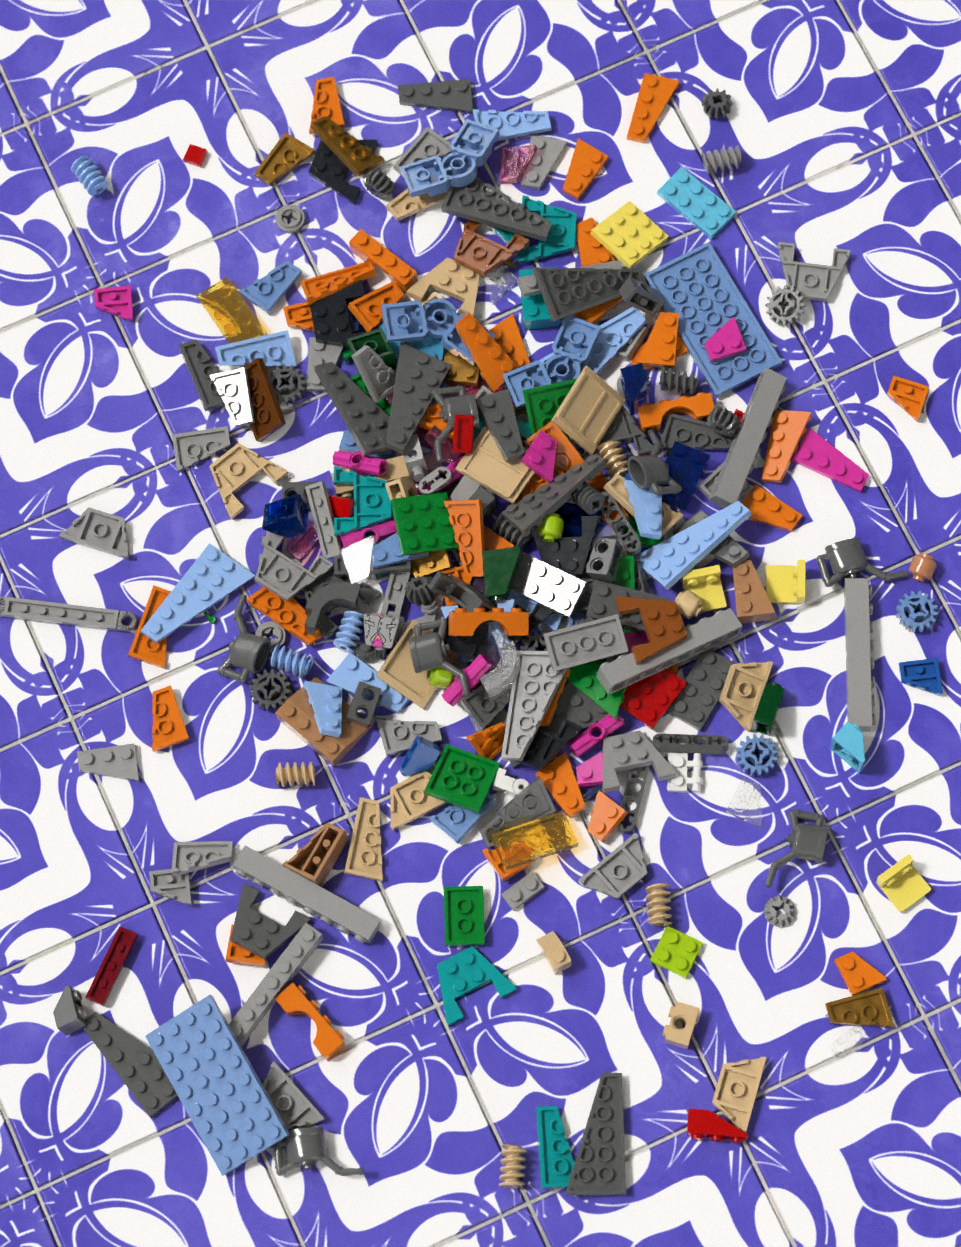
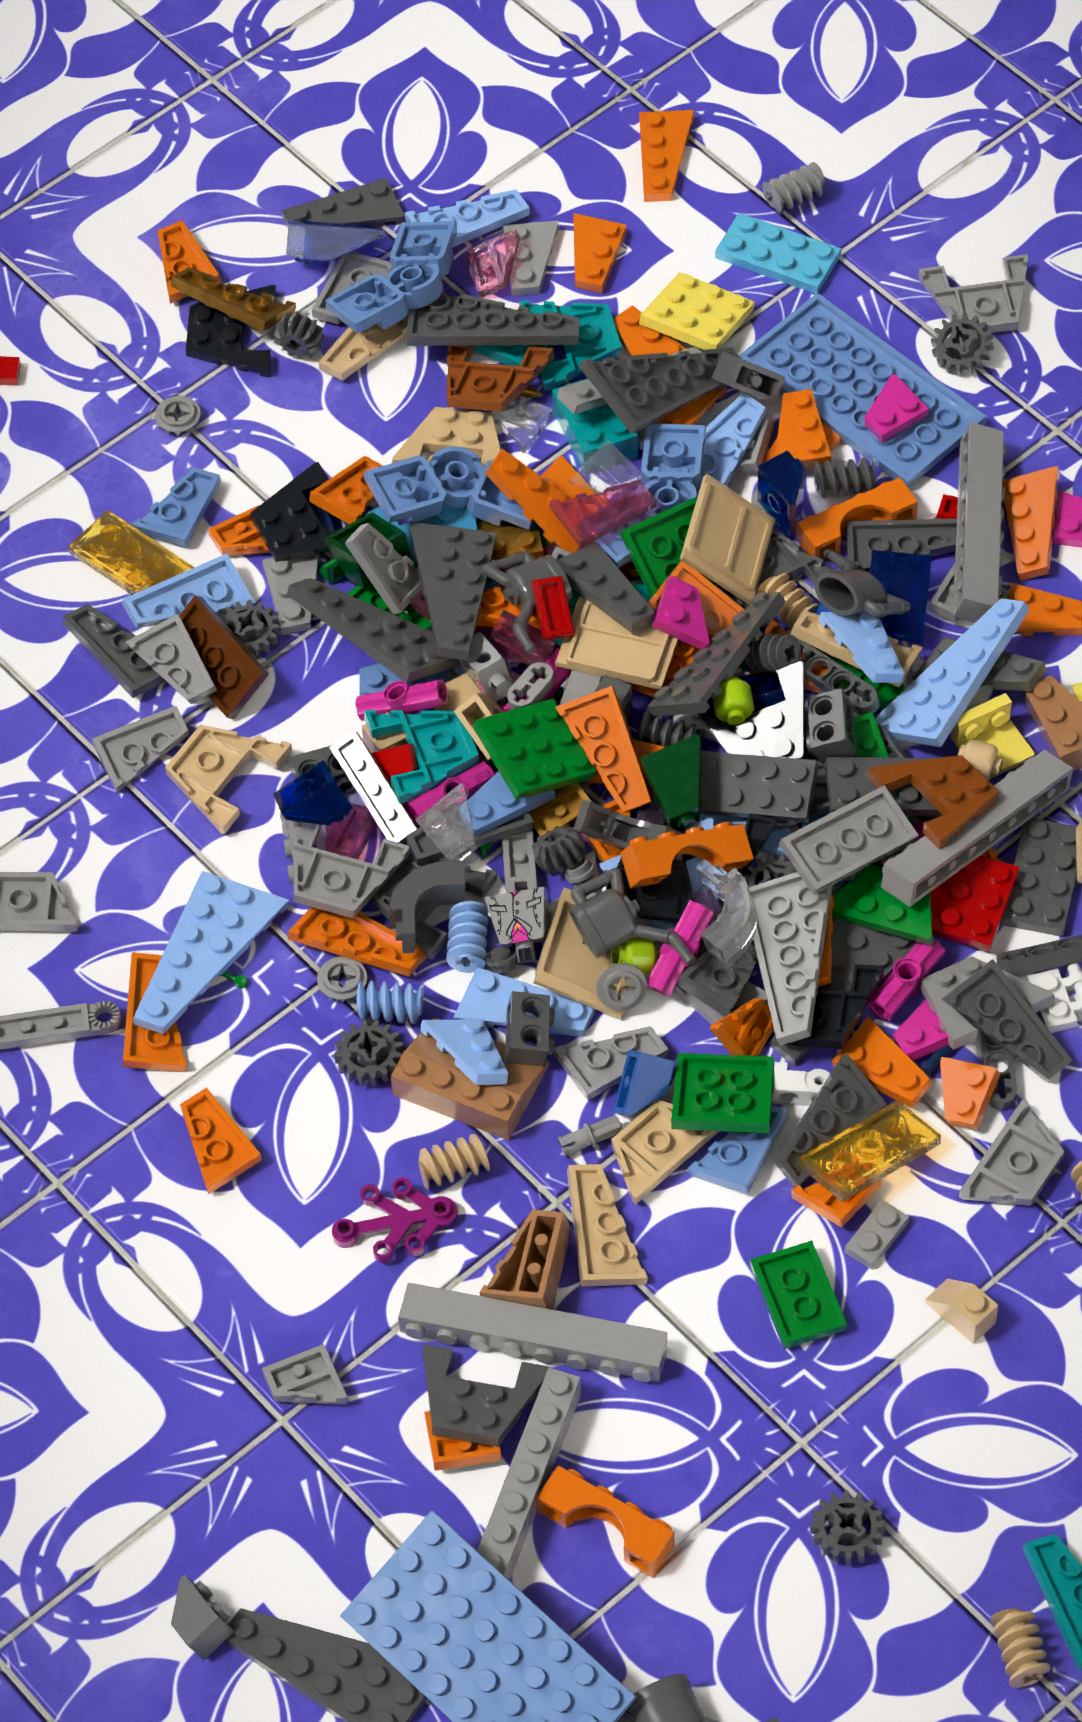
camera: 20 degrees left, 15 degrees down
(110, 761) = (145, 1225): light grey wing -> none
(111, 966) = (245, 1531): dark red plate -> none
(199, 855) = (336, 1322): light grey wing -> none
(245, 651) = (312, 1007): dark grey piece -> none
(254, 801) = (398, 1219): none -> magenta plant
(283, 158) = (141, 340): pearl gold wing -> none
(289, 1101) = (619, 1651): light grey wing -> none
(332, 282) = (271, 479): orange wing -> none
(371, 250) = (309, 420): orange arch -> none
(379, 780) = (590, 1135): none -> light grey axle
(419, 119) = (326, 241): none -> clear blue slope
(430, 698) = (630, 995): none -> light grey gear
(434, 1071) = (847, 1513): none -> dark grey gear
(465, 973) = (831, 1380): teal wing -> none
(516, 371) = (599, 514): none -> clear pink wing
(534, 338) = (605, 469): none -> clear wing
(640, 777) = (1004, 1015): none -> dark grey wing
(717, 103) = (759, 123): dark grey gear -> none
(723, 421) = (934, 506): dark grey gear -> none

